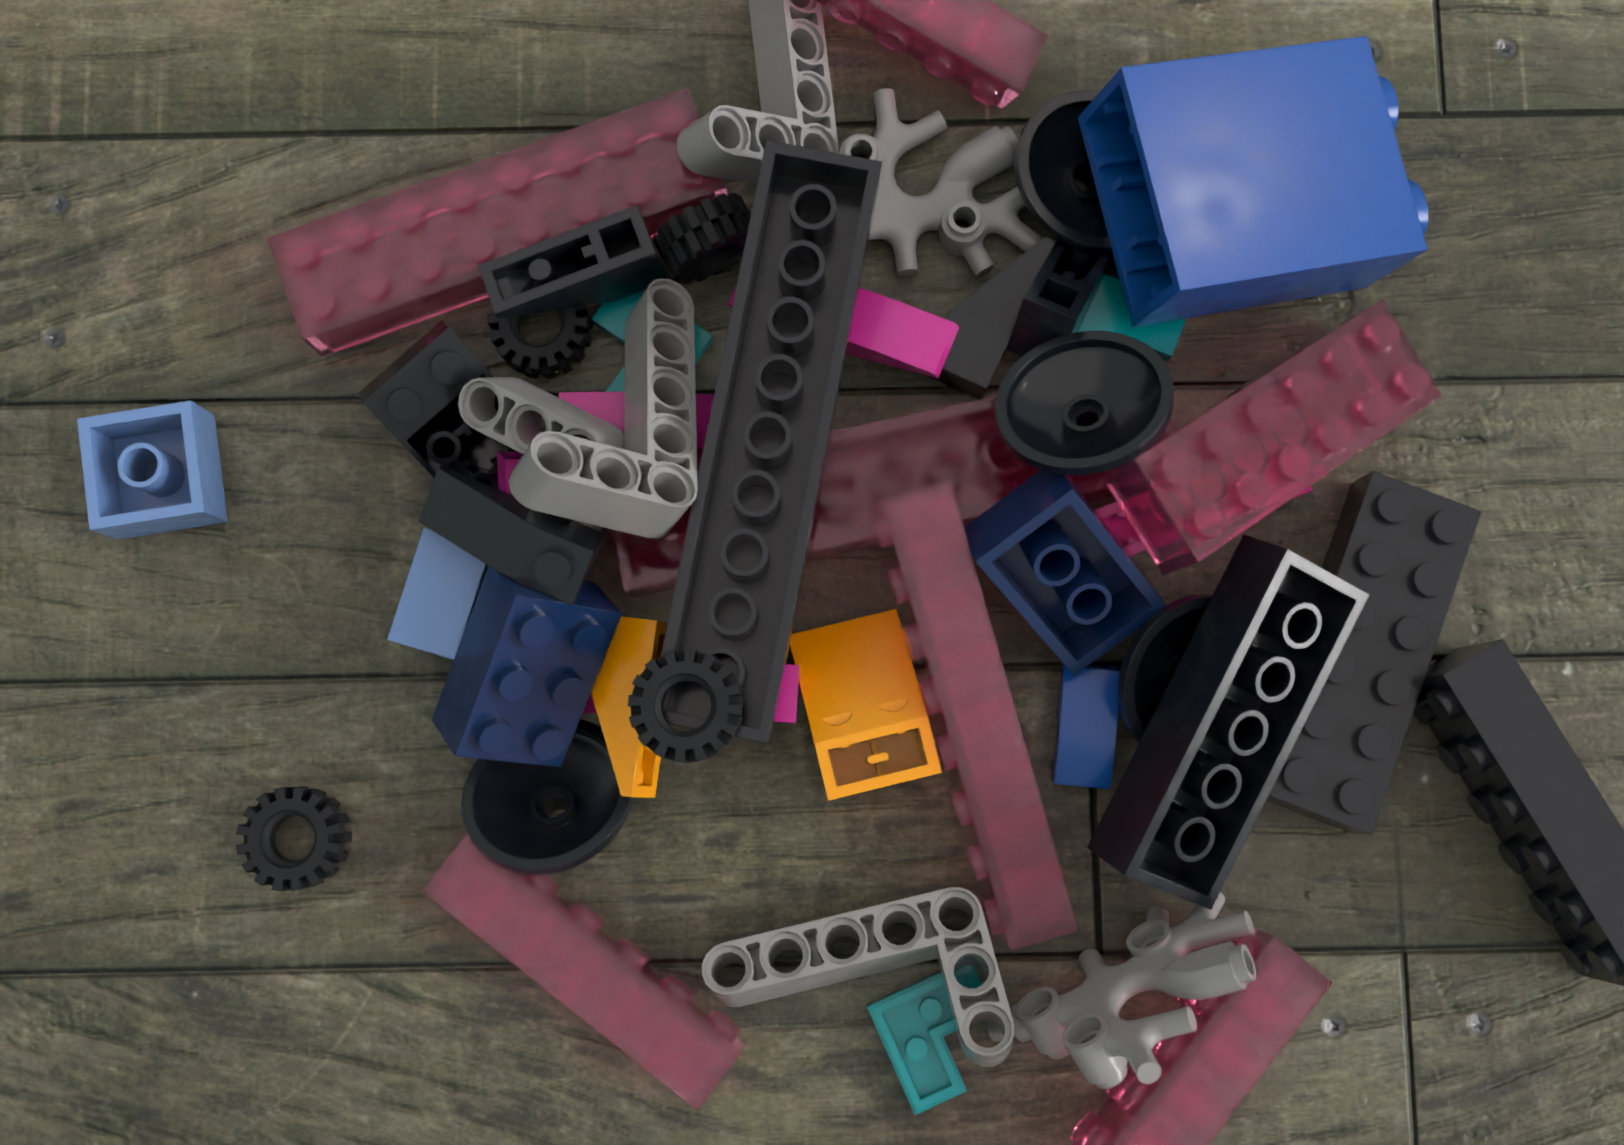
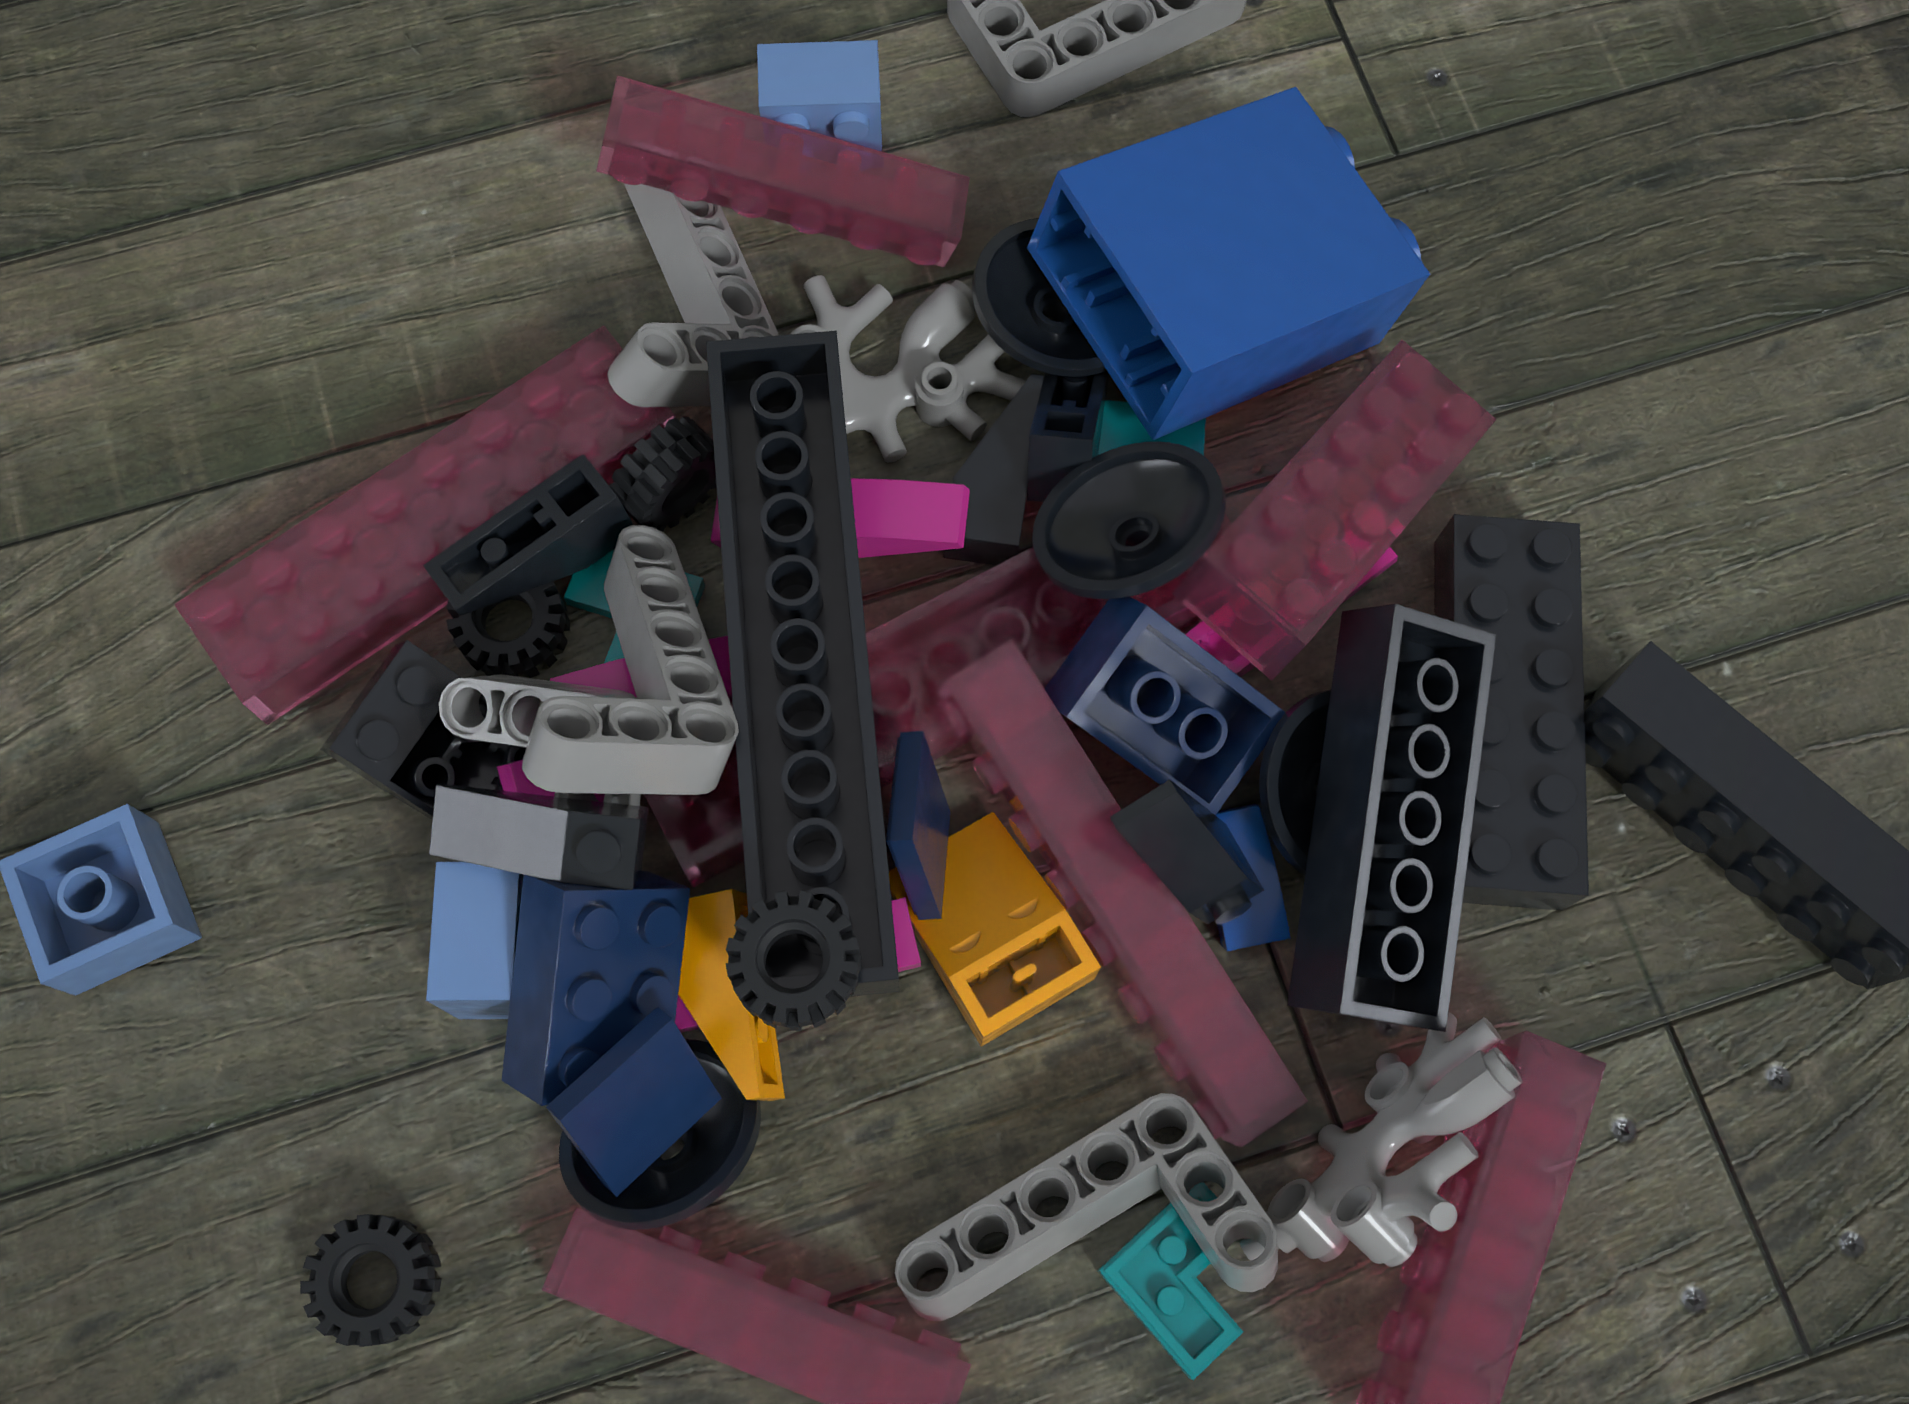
camera: 20 degrees left, 10 degrees down
(531, 772) = (635, 1101): none -> dark blue tile
(827, 609) = (918, 825): none -> dark blue tile
(1045, 704) = (1190, 853): none -> black slope

